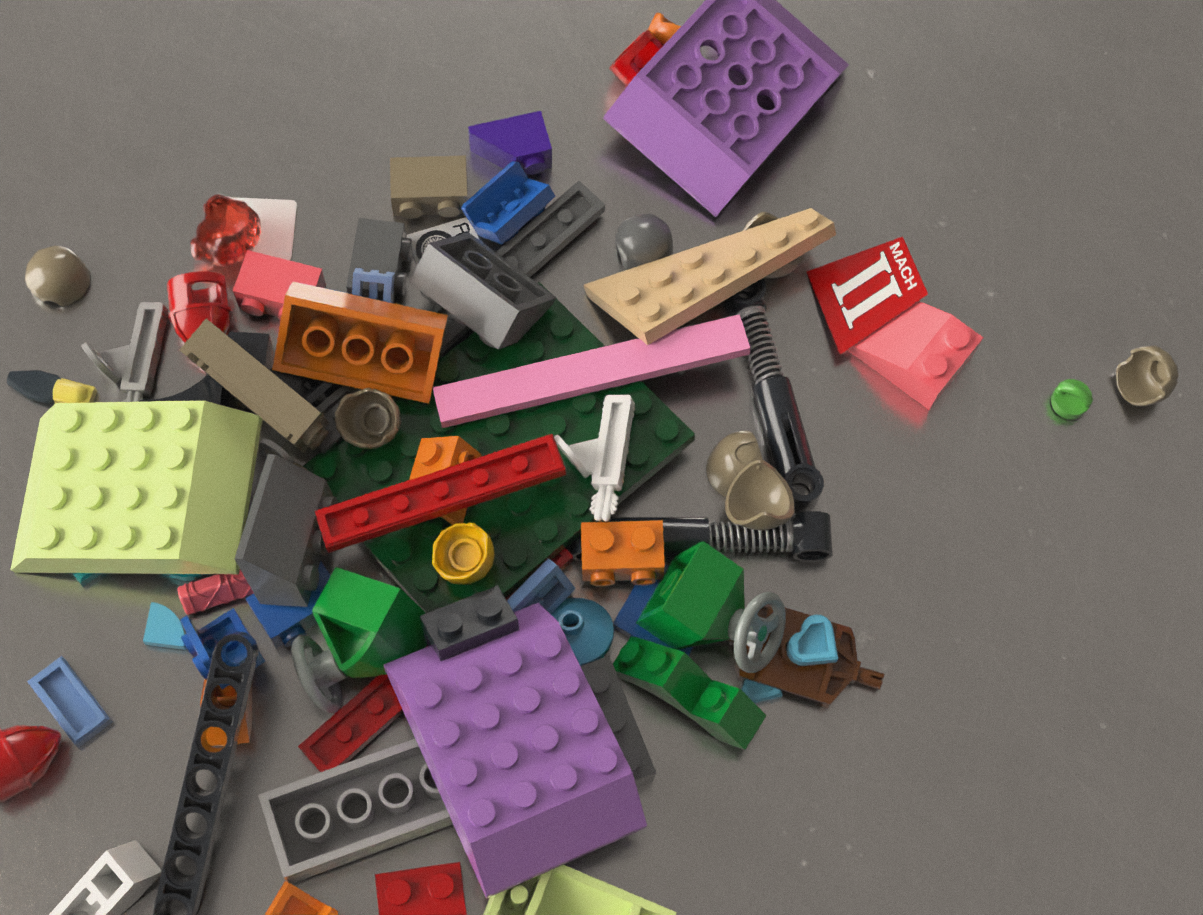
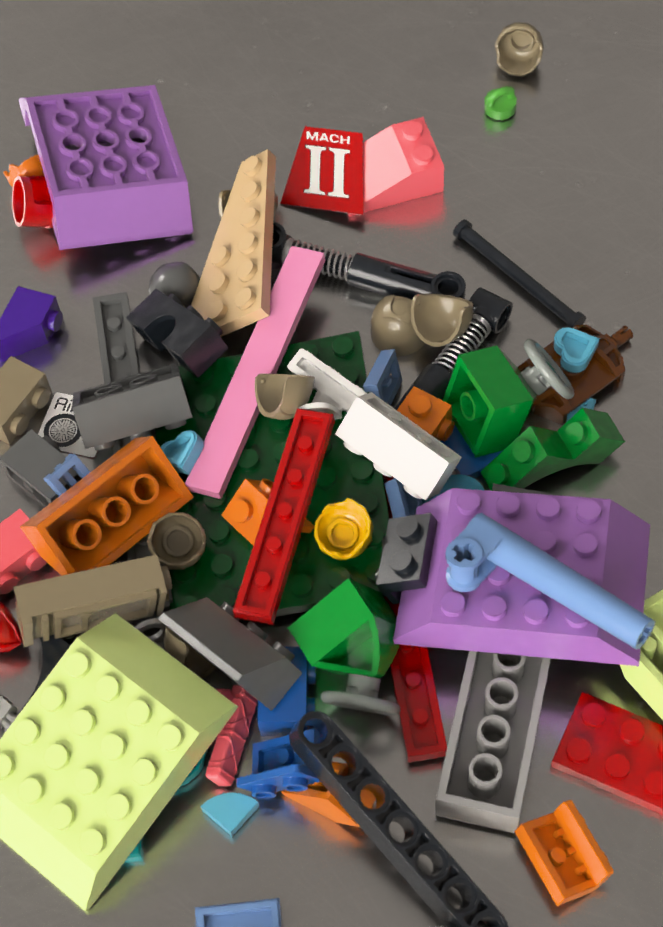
camera: 45 degrees left, 10 degrees down
(461, 363) = (184, 451): none -> medium azure tile
(500, 692) = (489, 544): none -> medium blue axle
(506, 204) = (72, 355): blue bracket -> none
(571, 410) = (282, 394): none -> dark tan helmet
(578, 546) = (397, 446): none -> white brick
(579, 295) = (181, 330): none -> black arch
(656, 490) = (379, 379): none -> medium blue tile
(890, 459) = (464, 231): none -> black bar

